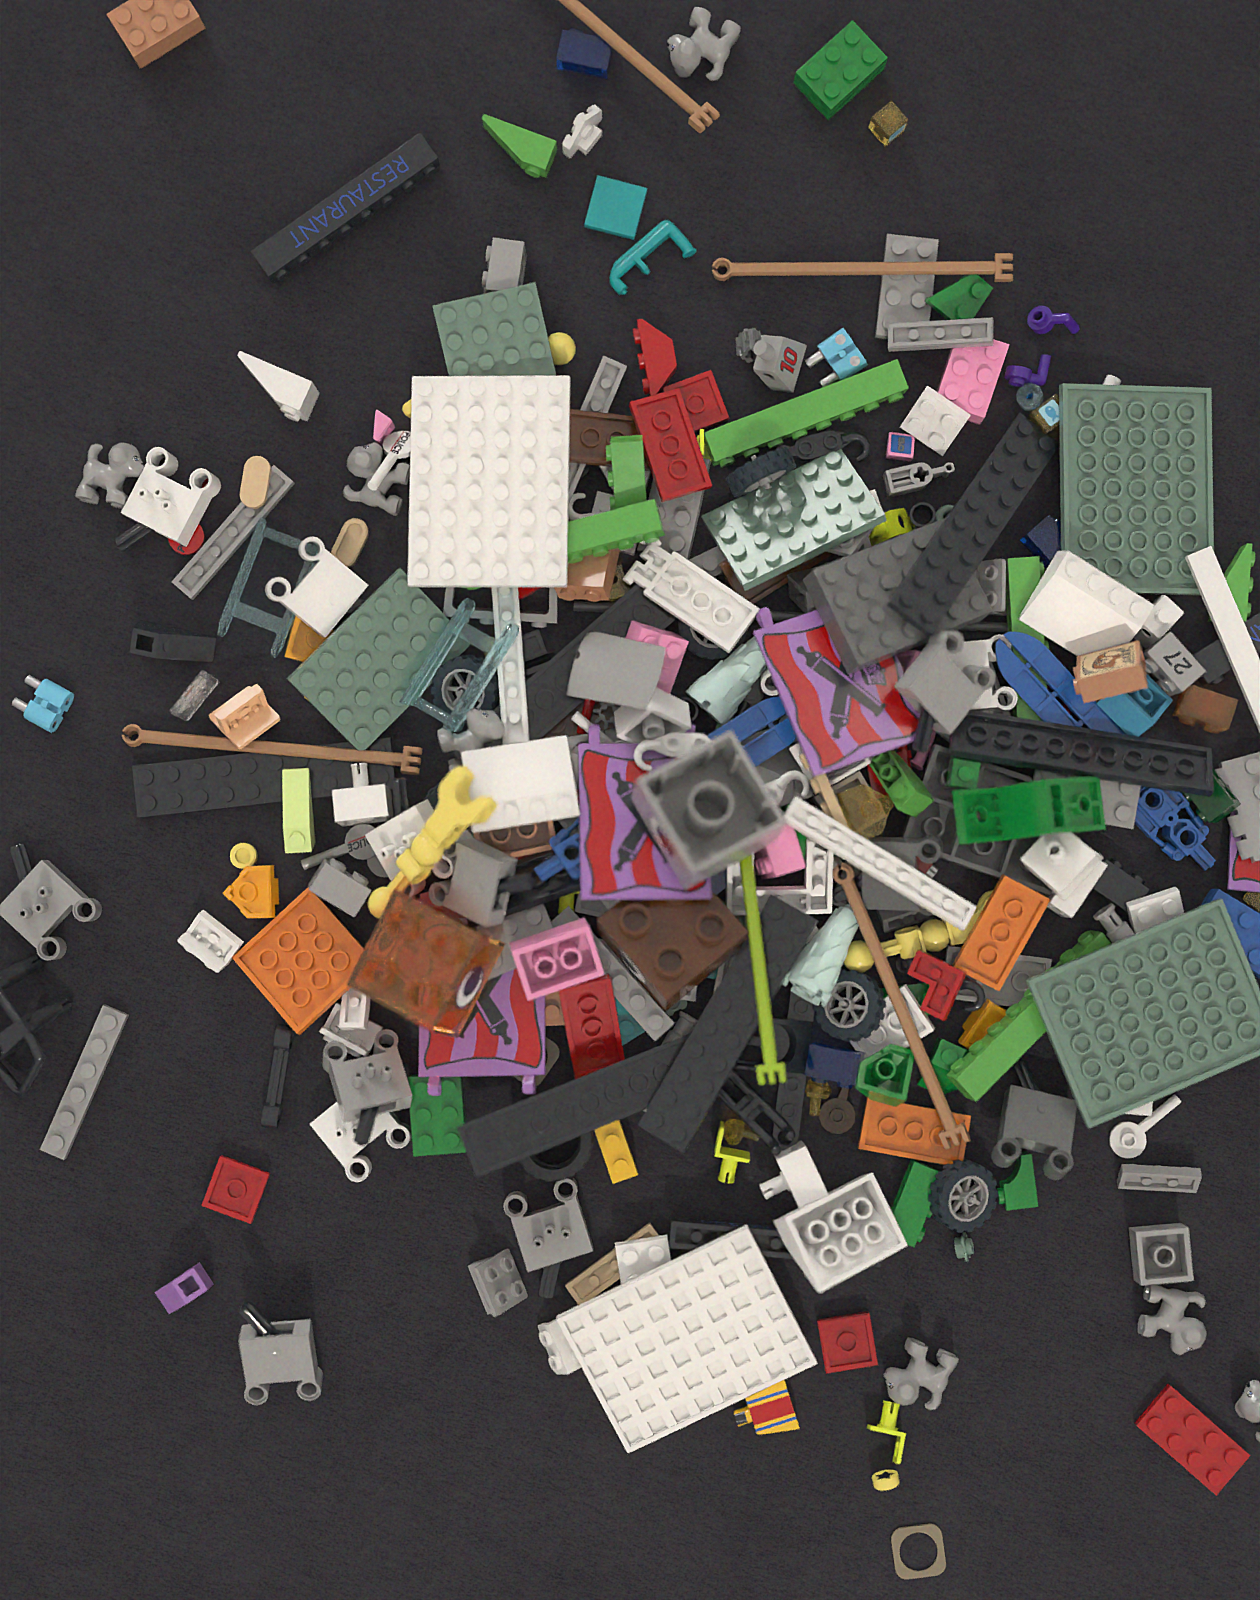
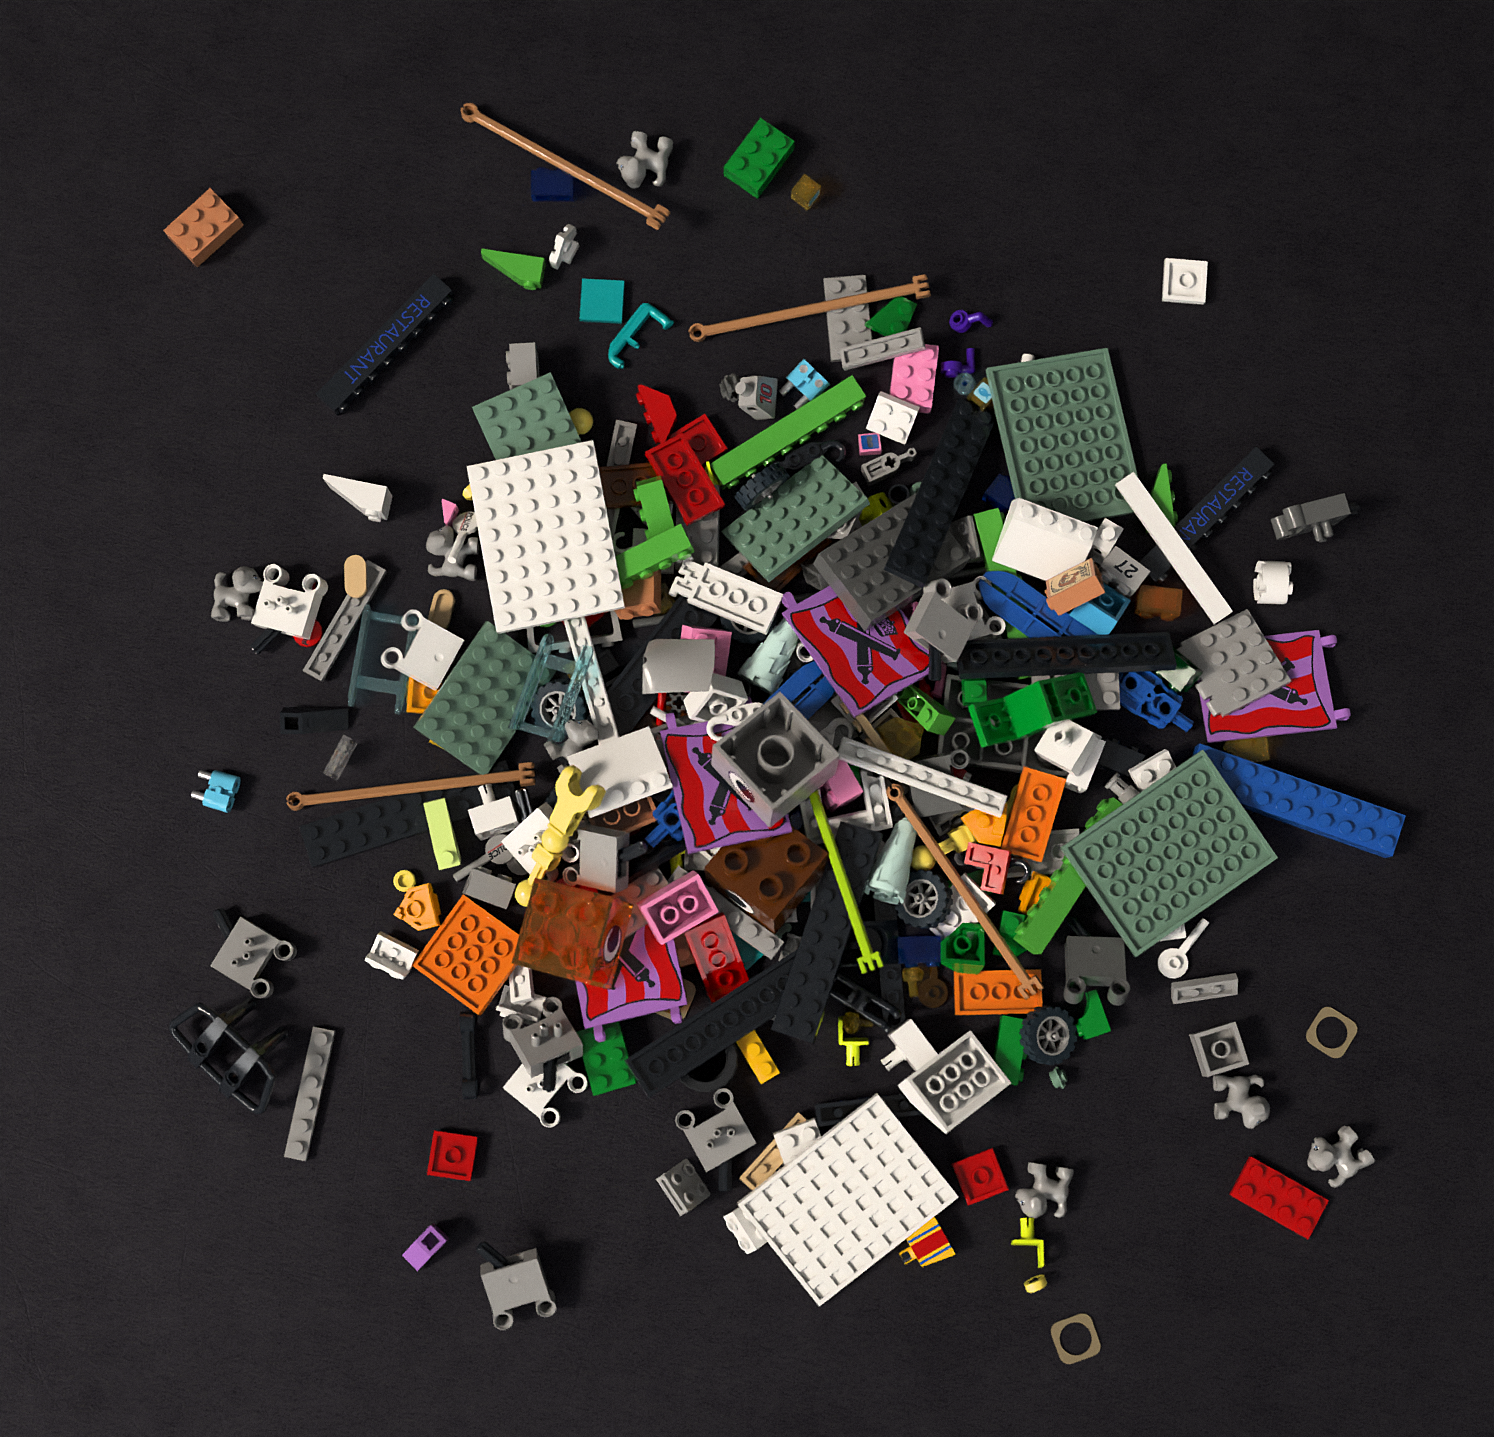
camera: 15 degrees left, 5 degrees down
(245, 716) = (384, 766): light nougat bracket -> none
(942, 937) = (986, 827): none -> light orange plate

